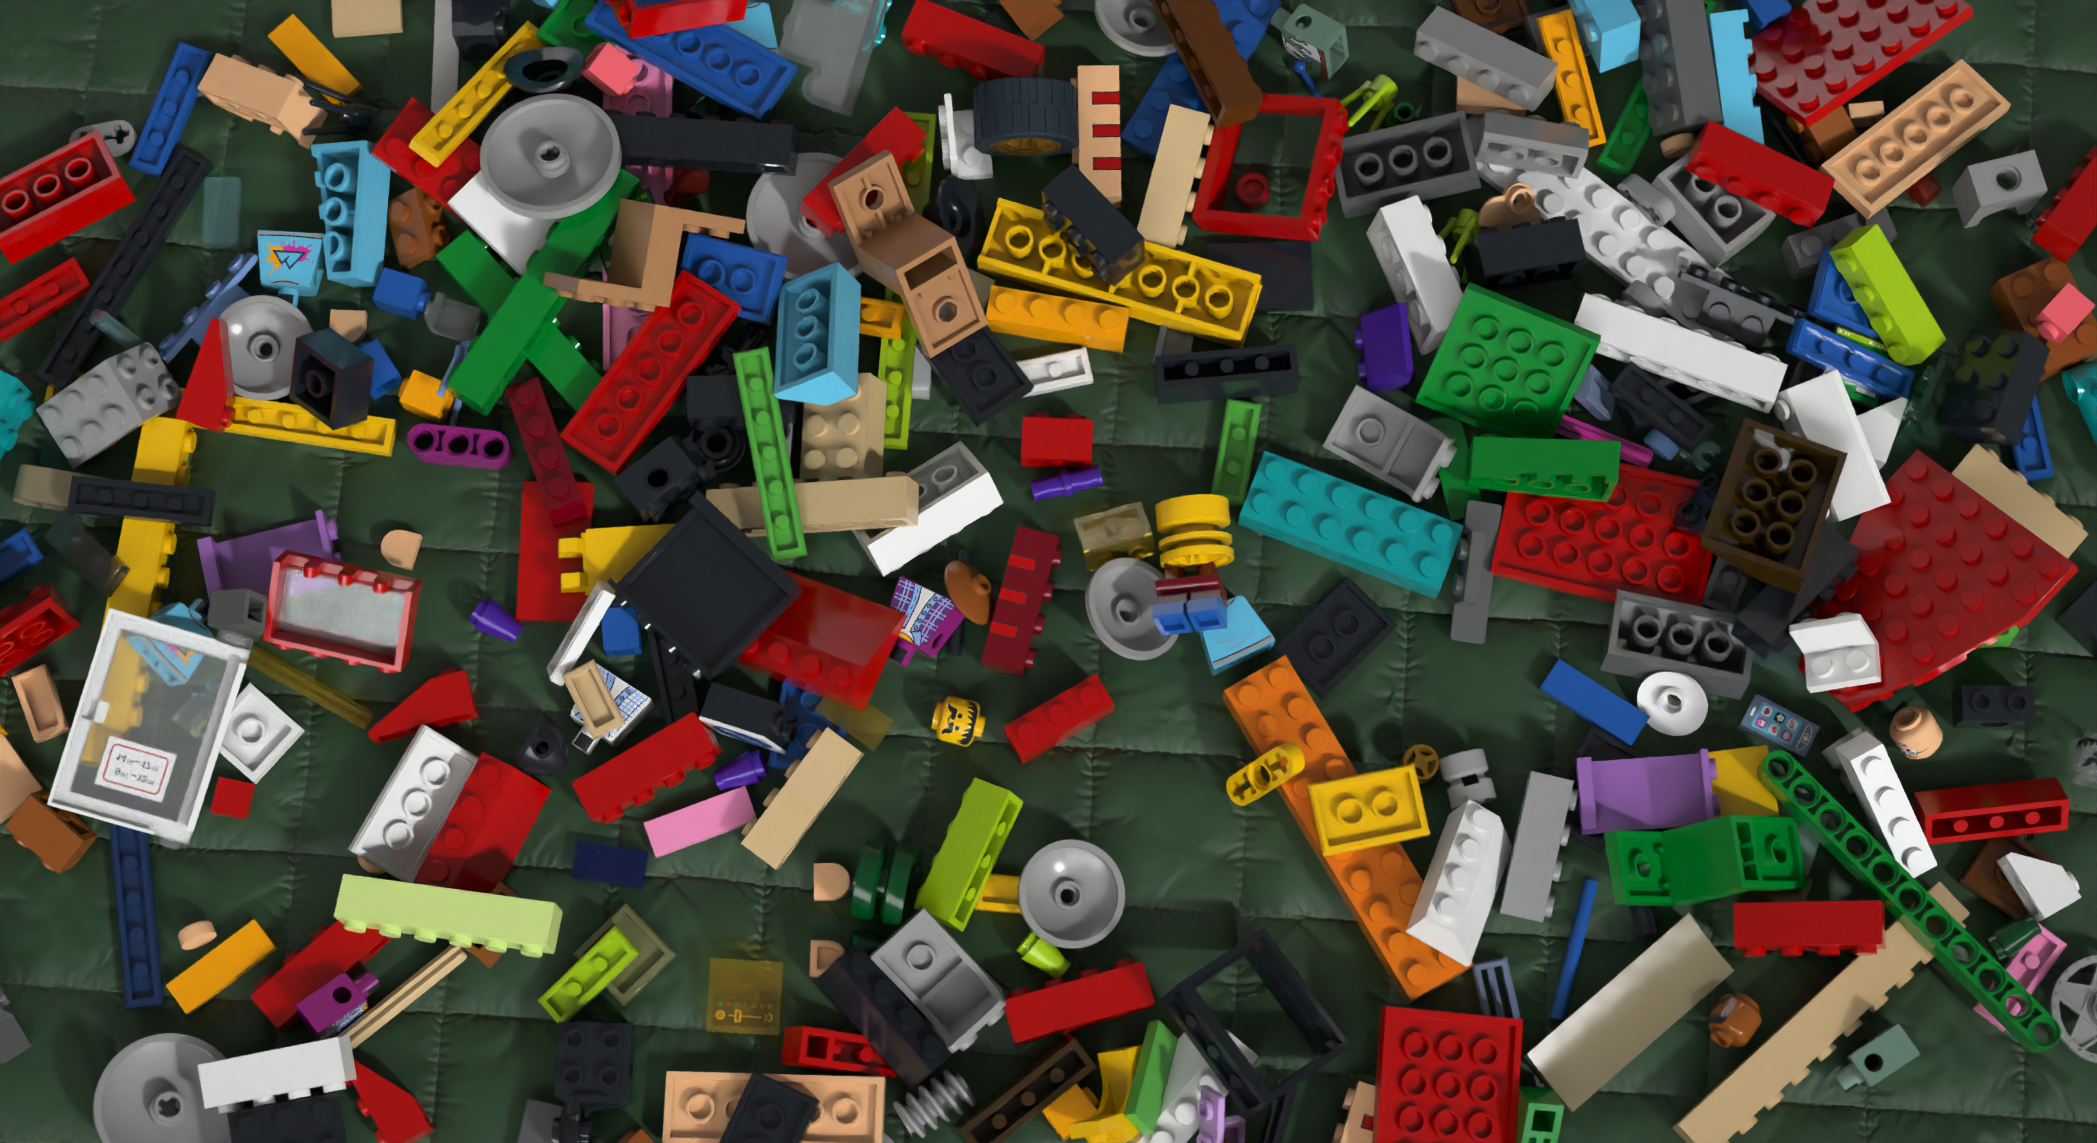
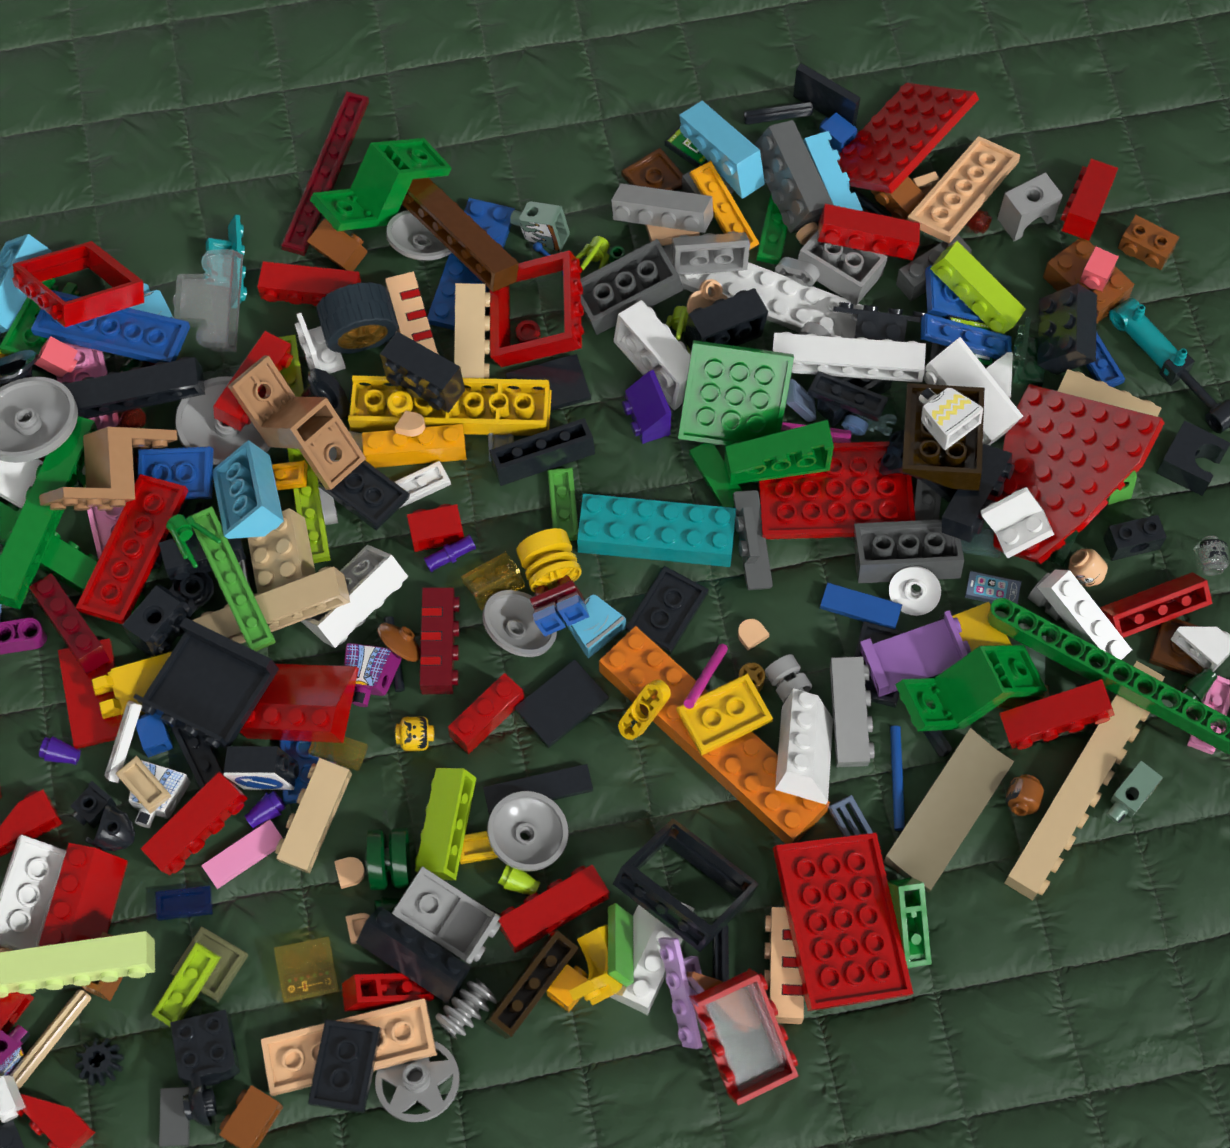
camera: 15 degrees left, 10 degrees down
(452, 1034) = (107, 1066): none -> black gear
(534, 706) = (94, 813): none -> black brick
(719, 372) = (182, 531): none -> green plant
(1052, 256) = (399, 402): none -> yellow tile
(1059, 292) = (410, 424): none -> light nougat tile
(1114, 837) = (553, 784): none -> black tile
(1160, 730) = (561, 703): none -> black tile
(1360, 747) = (705, 676): none -> dark pink bar
(1391, 443) = (669, 469): light grey bracket -> none
(1438, 701) = (752, 633): none -> light nougat tile
(1785, 484) = (949, 415): none -> white torso

